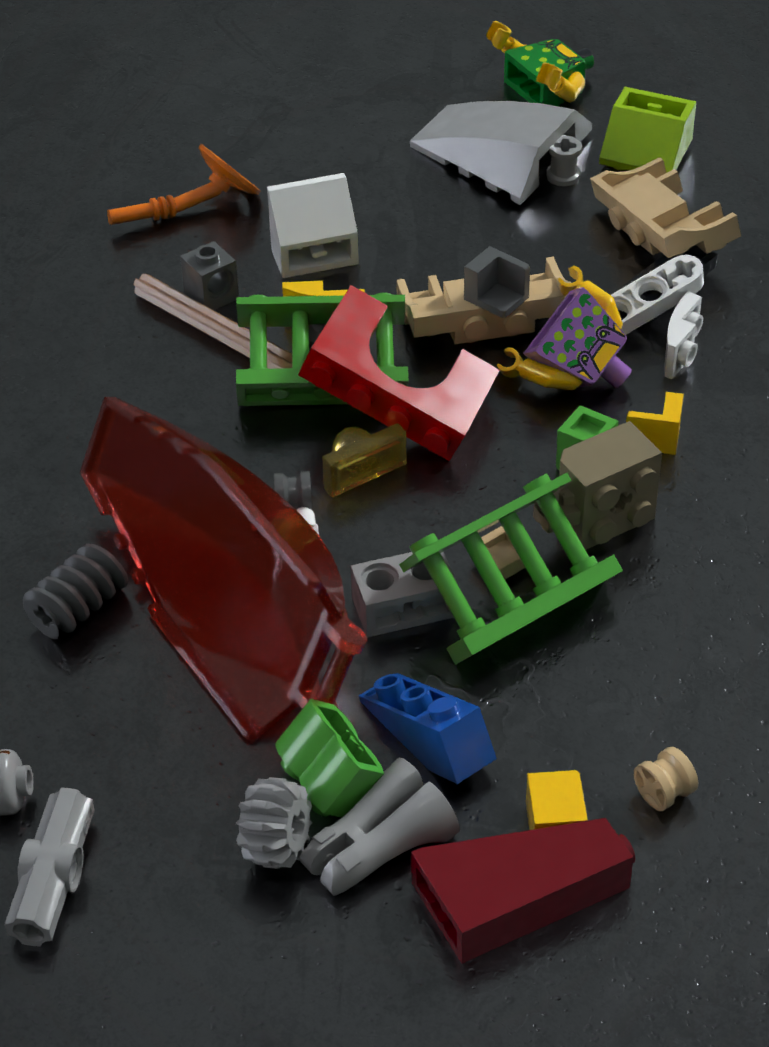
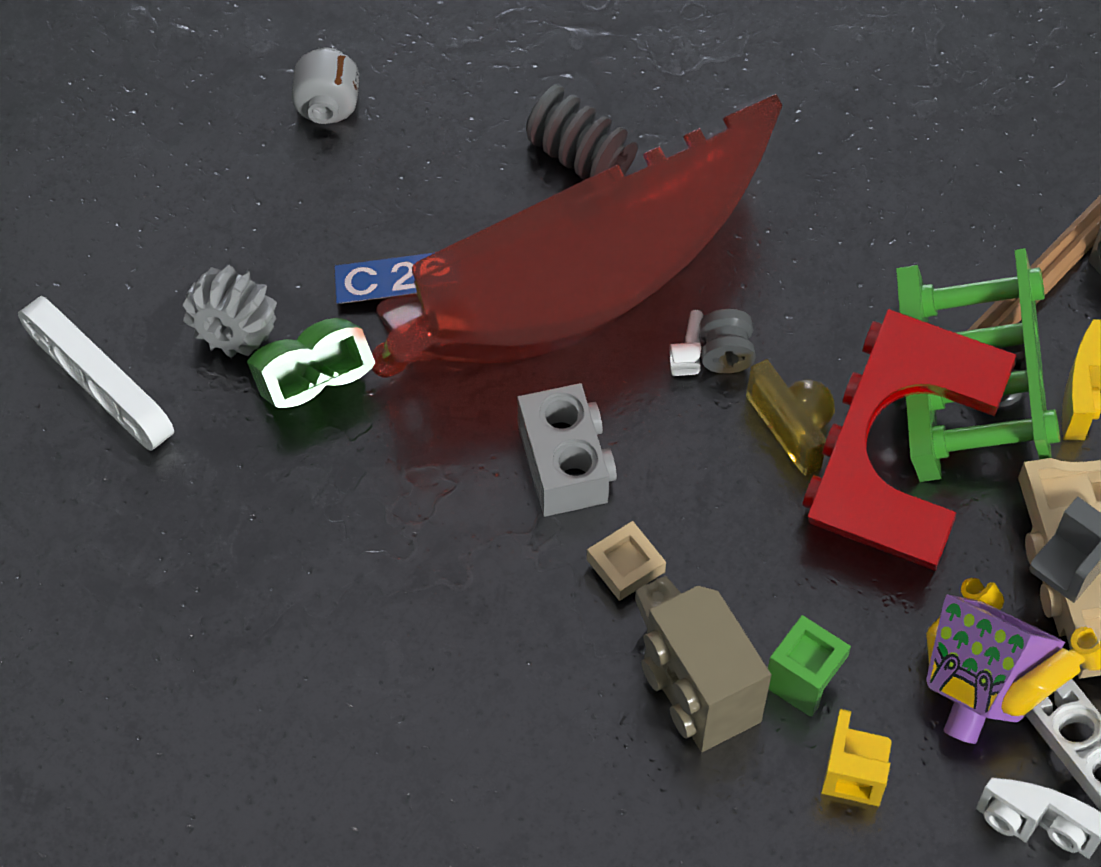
camera: 90 degrees right, 15 degrees up
(50, 867) = (220, 139): light grey piece -> none
(217, 724) = (376, 279): none -> blue sticker
(333, 944) = (96, 373): none -> white beam
(382, 825) = (229, 451): light grey piece -> none
(432, 725) = (358, 466): blue slope -> none
(511, 611) = (513, 557): bright green fence -> none
(519, 881) = (138, 530): dark red slope -> none
(554, 799) = (221, 572): yellow panel -> none
(666, 778) = (257, 695): tan wheel -> none

